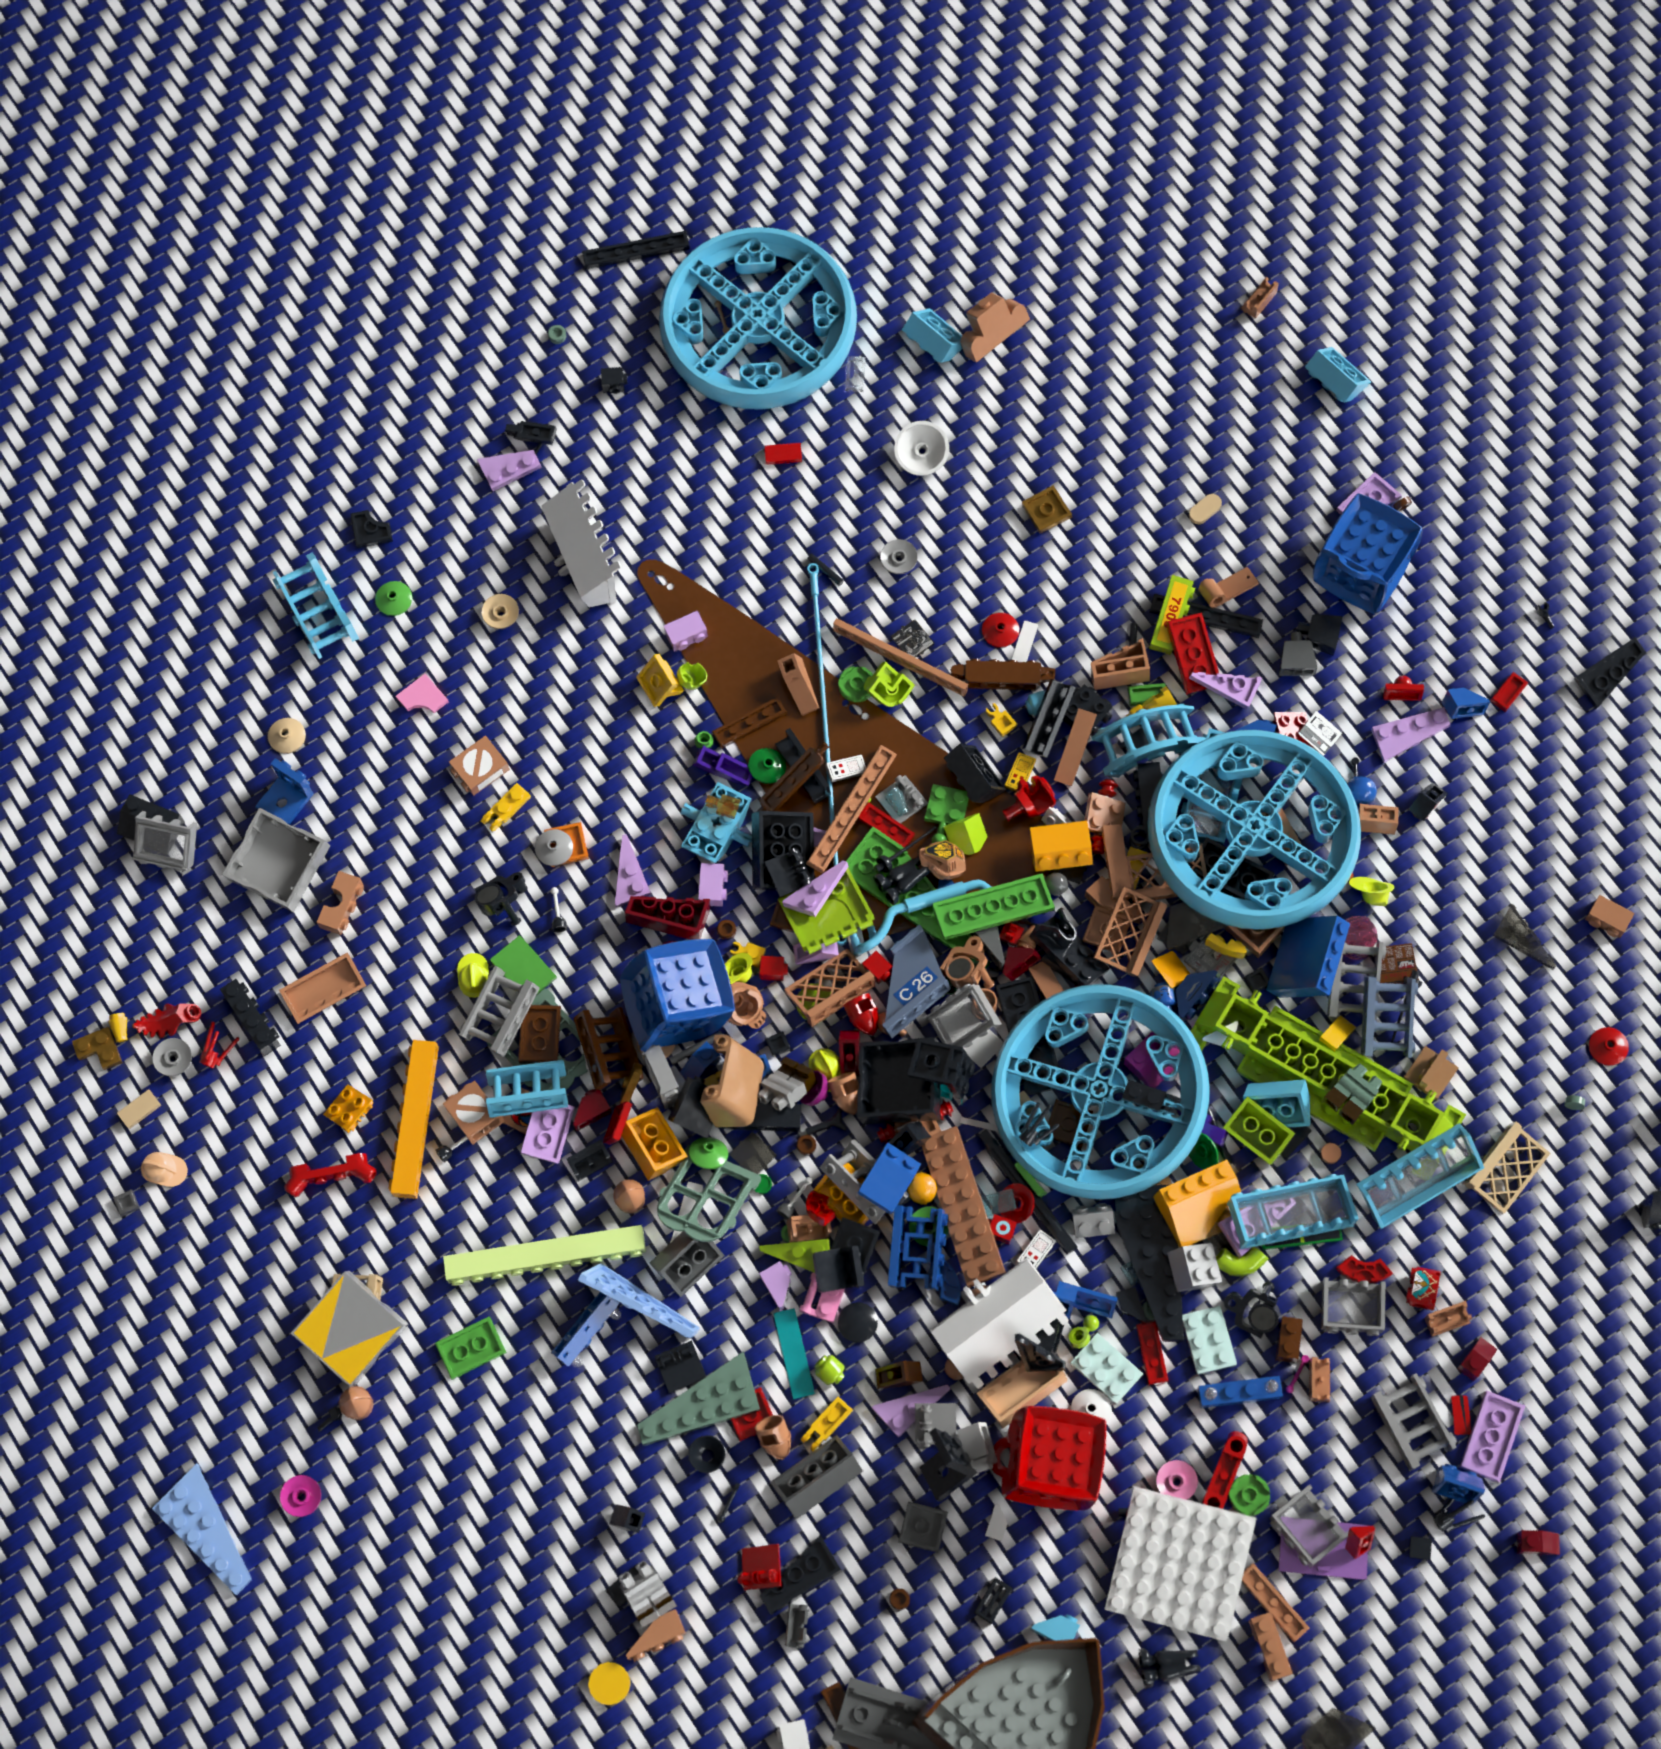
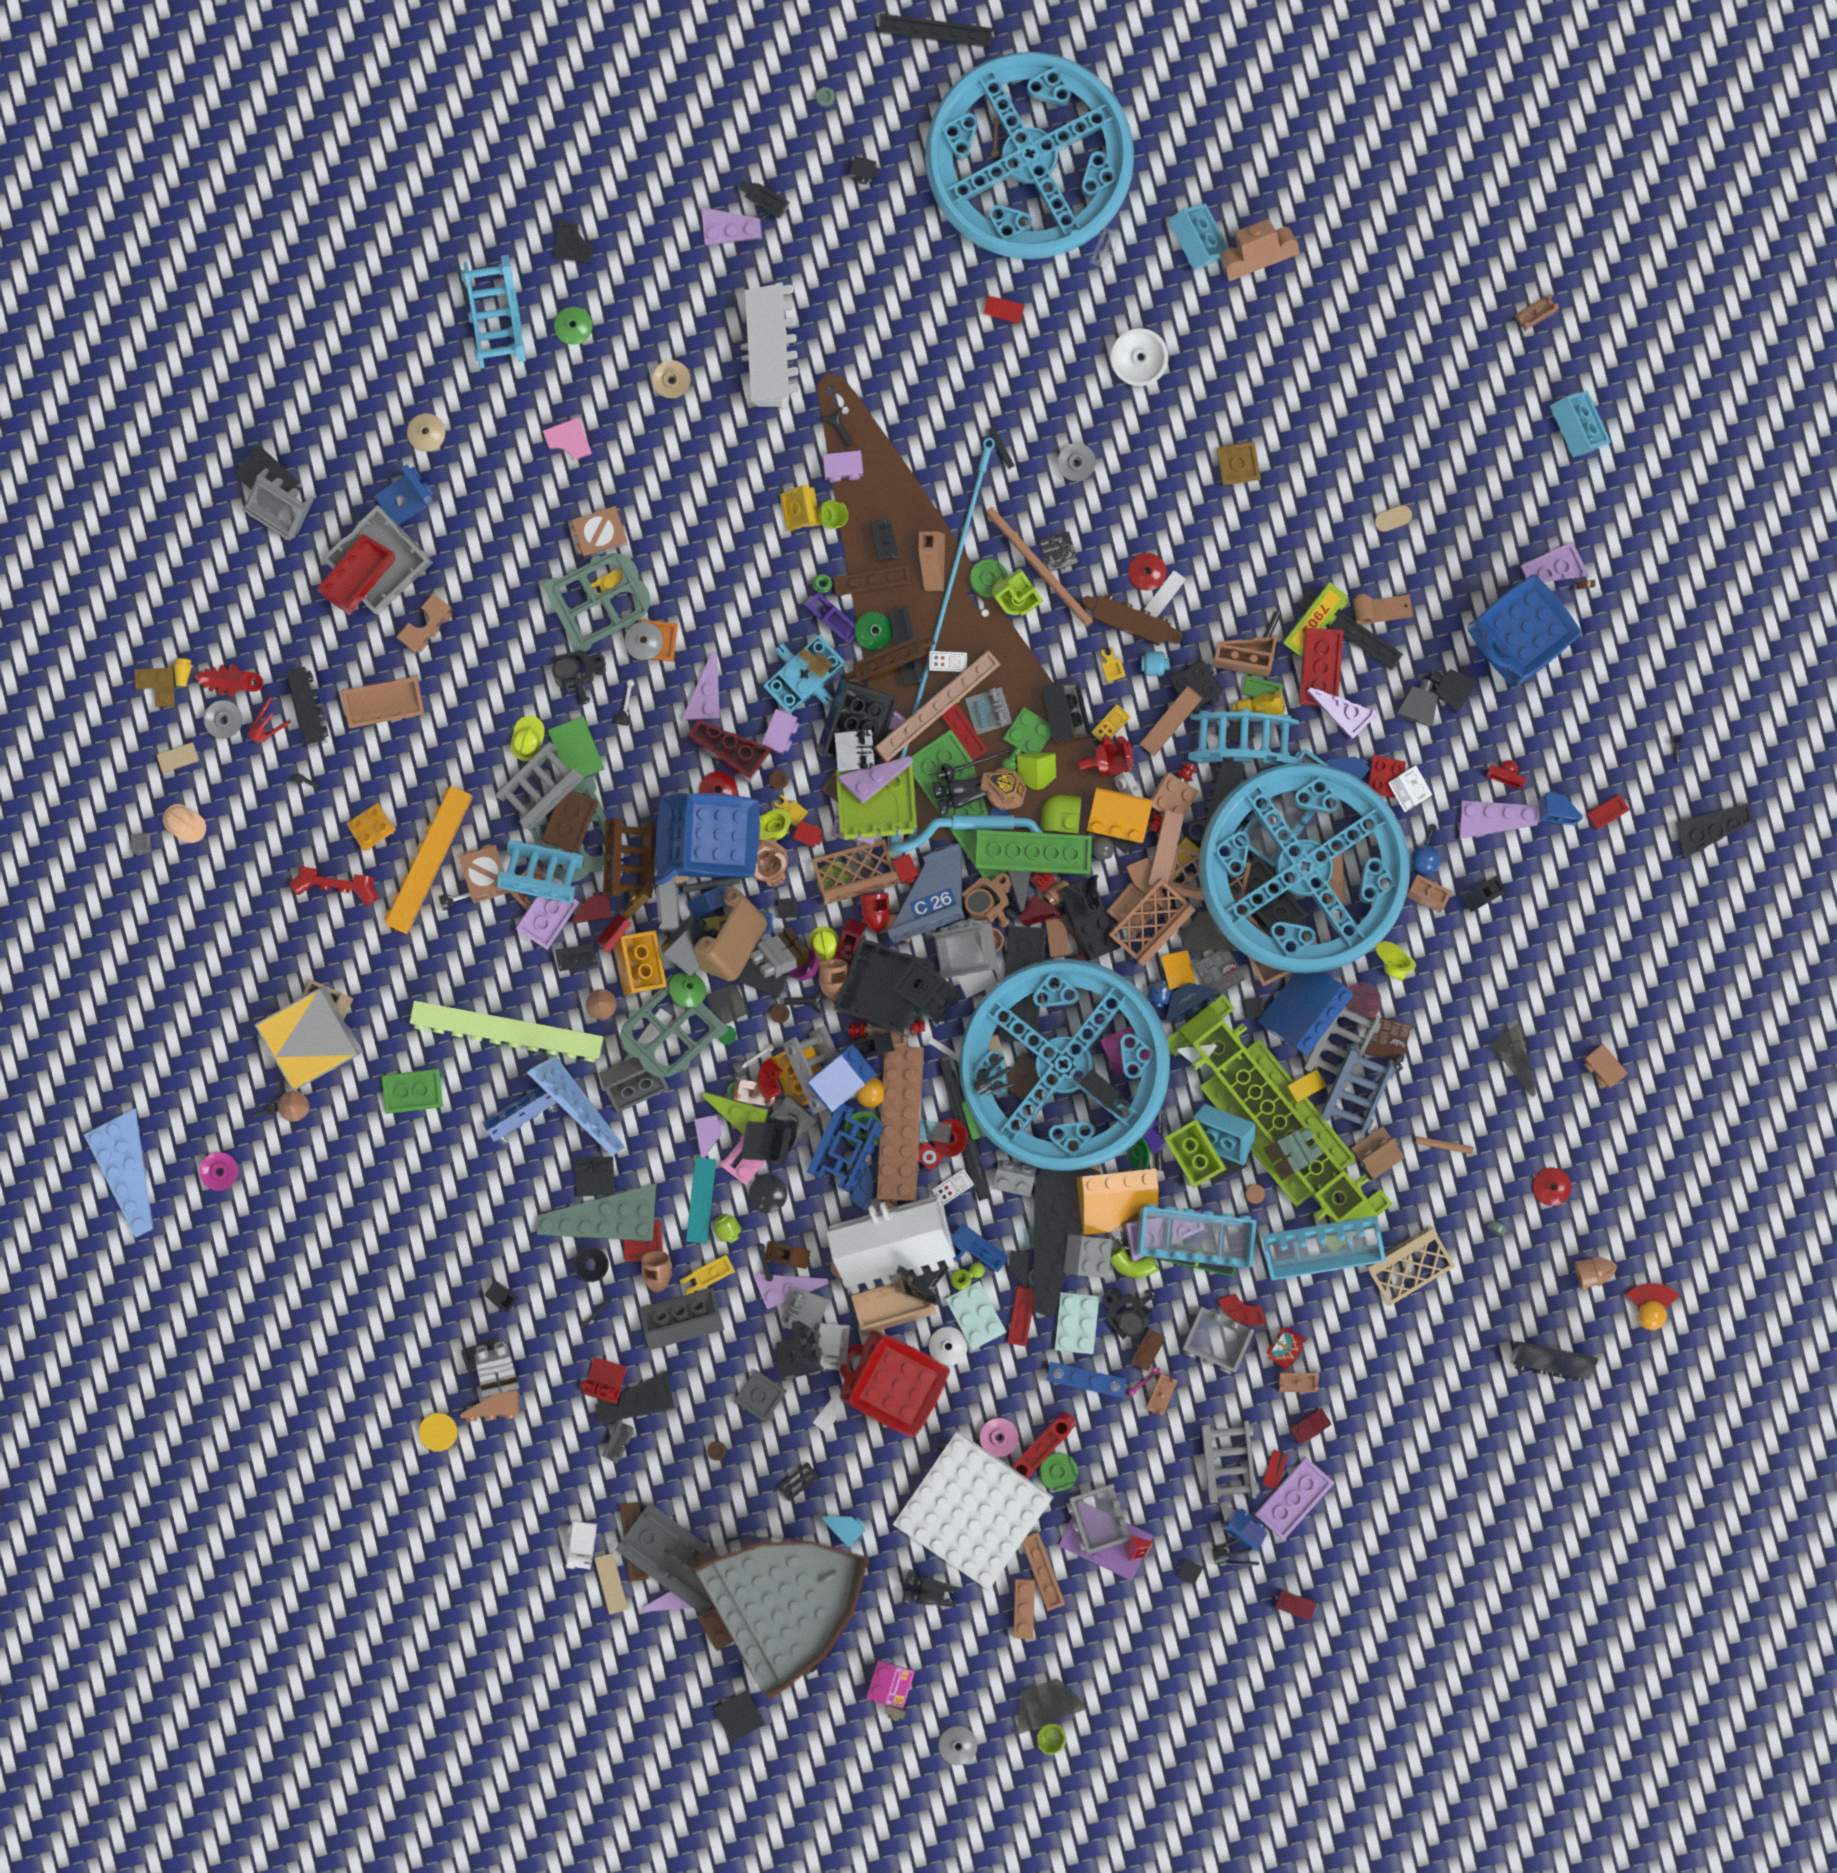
camera: 15 degrees right, 15 degrees up
(259, 876) = (356, 574): none -> red slope
(264, 1086) = (299, 778): none -> black hand
(522, 800) = (629, 583): none -> sand green window
(664, 596) = (835, 420): none -> black piece
(747, 683) = (884, 540): none -> black hinge
(888, 1403) = (769, 1277): none -> black hinge
(1005, 866) = (1061, 814): none -> lime brick
(1048, 718) = (1156, 683): black fence -> none
(1232, 949) = (1241, 971): yellow slope -> none
(1490, 1043) = (1444, 1145): none -> nougat bar

